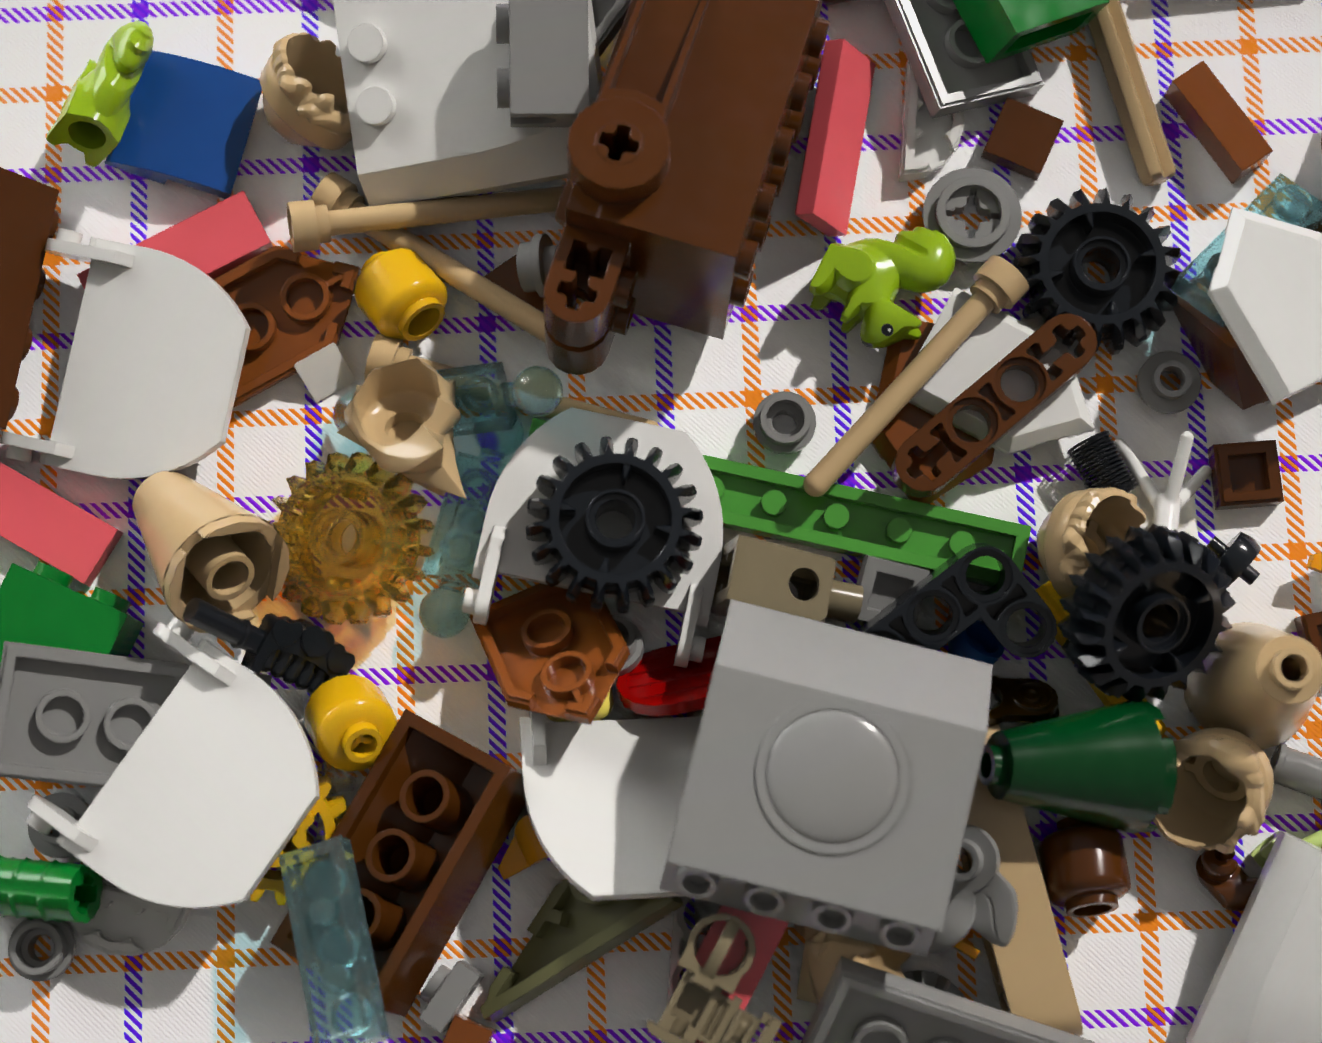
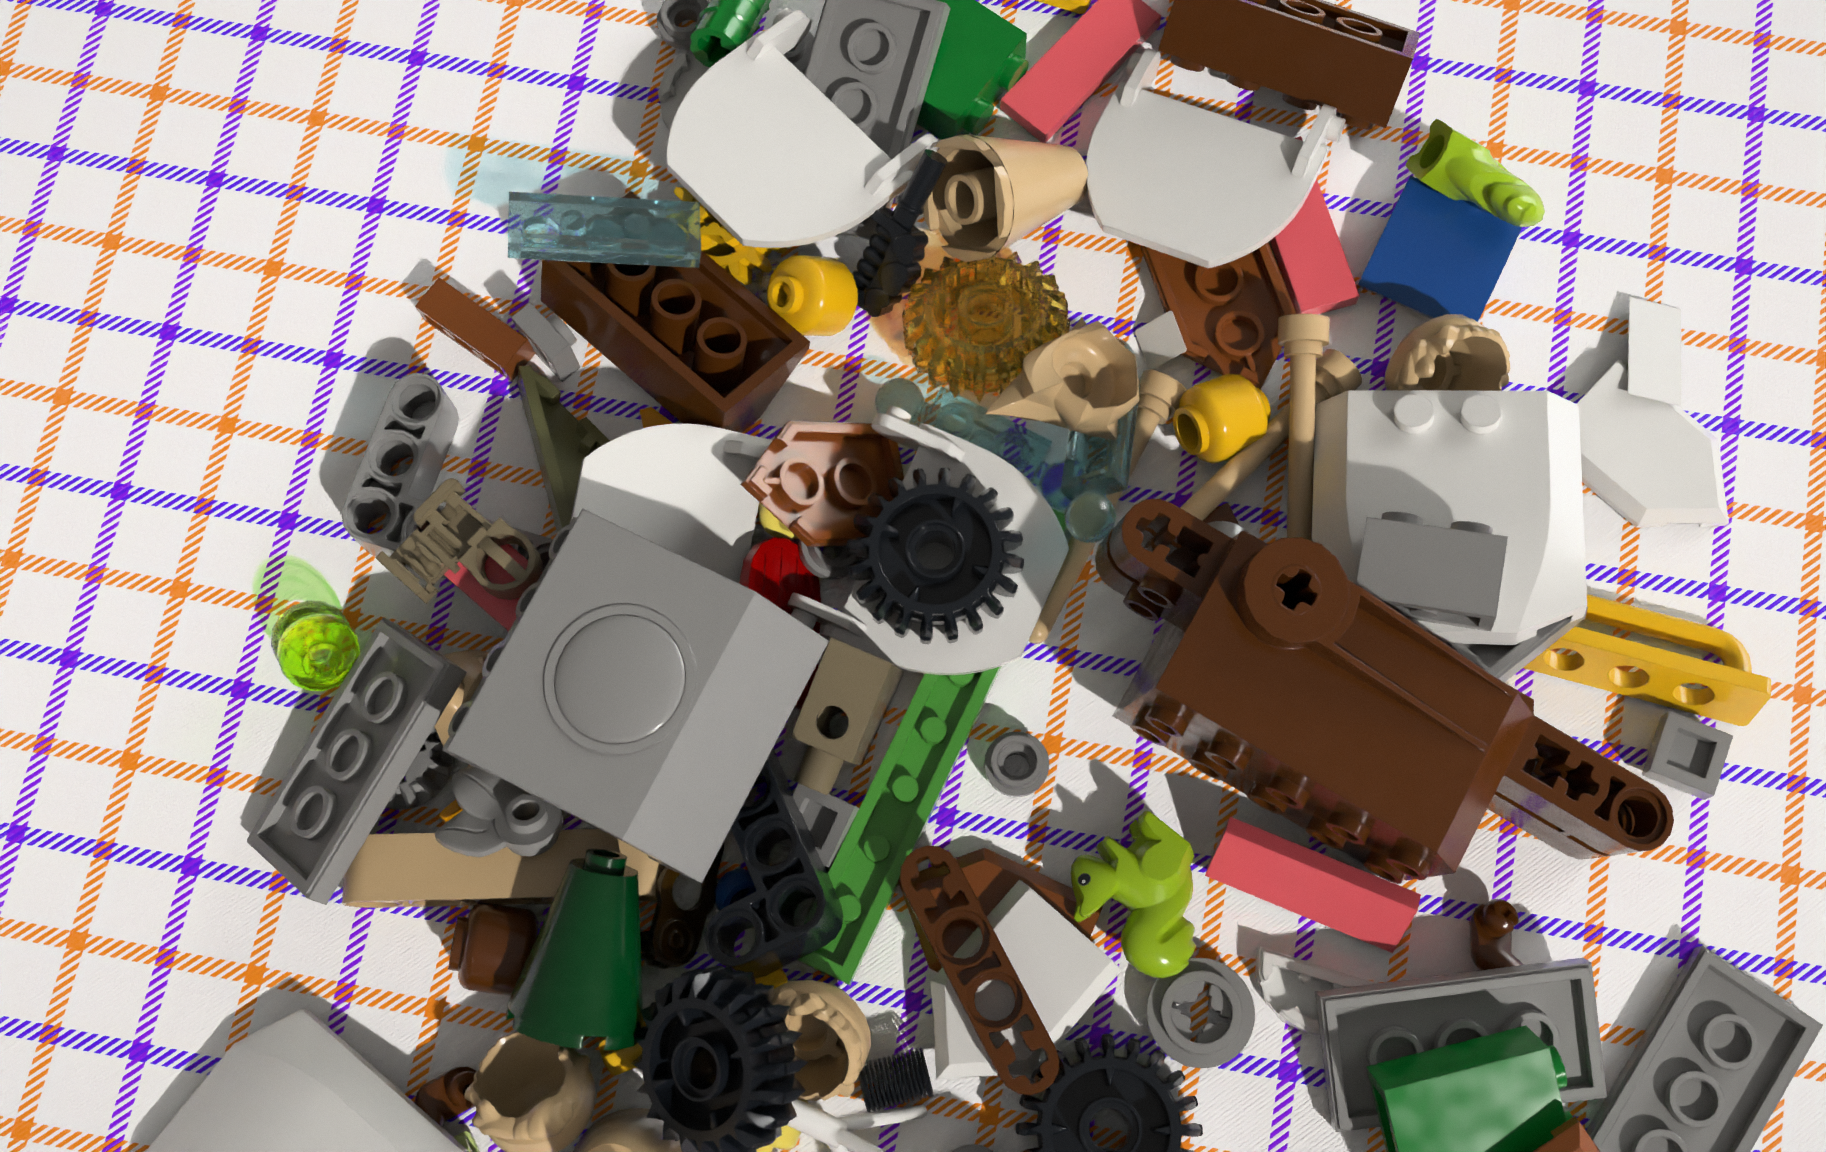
camera: 105 degrees right, 5 degrees down
(995, 287) = (1103, 1000): tan piece -> none
(1022, 139) = (1279, 1092): reddish brown tile -> none

